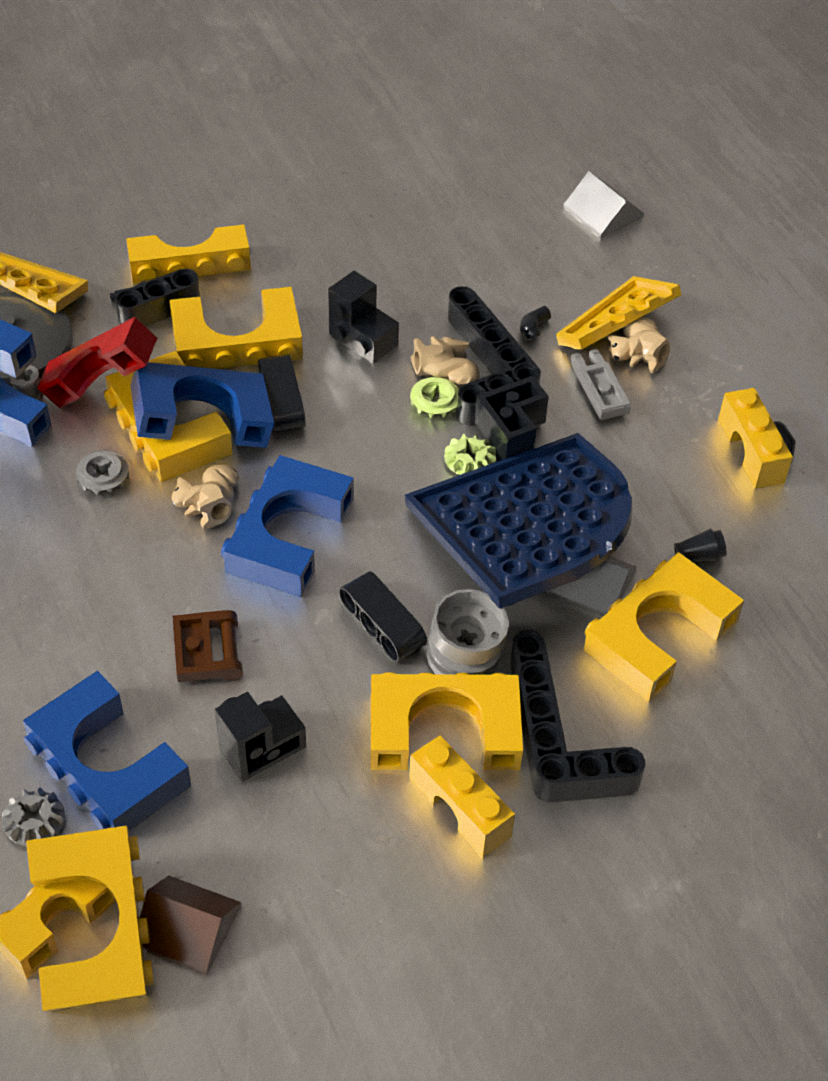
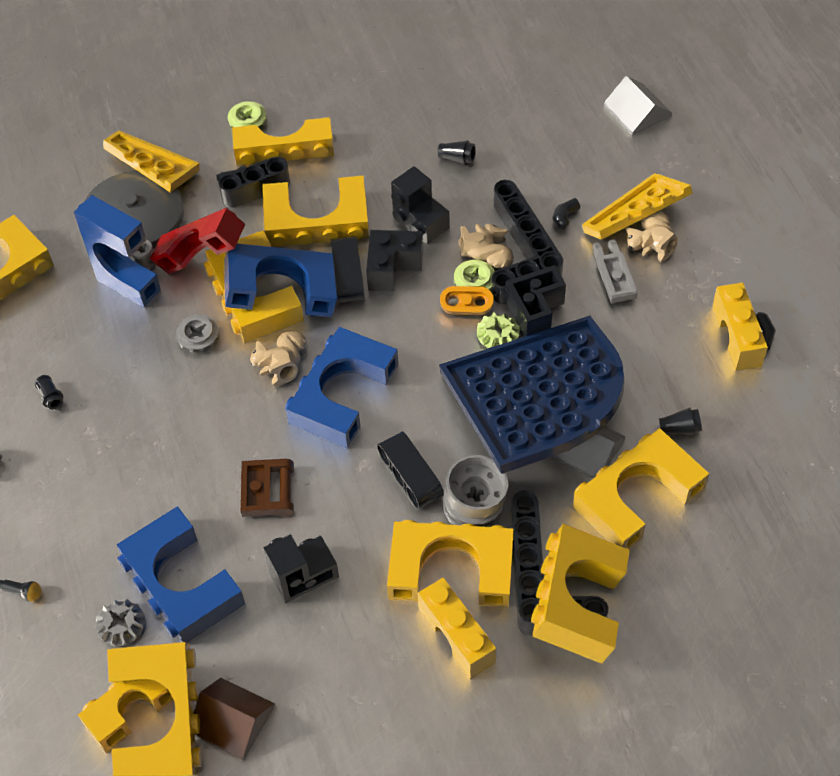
camera: 10 degrees right, 5 degrees up
(139, 222) = (244, 110): none -> yellowish green gear
(334, 372) = (392, 252): none -> black brick
(400, 260) = (460, 152): none -> black cone
(429, 420) = (466, 300): none -> light orange plate
(586, 767) = (558, 616): none -> yellow arch

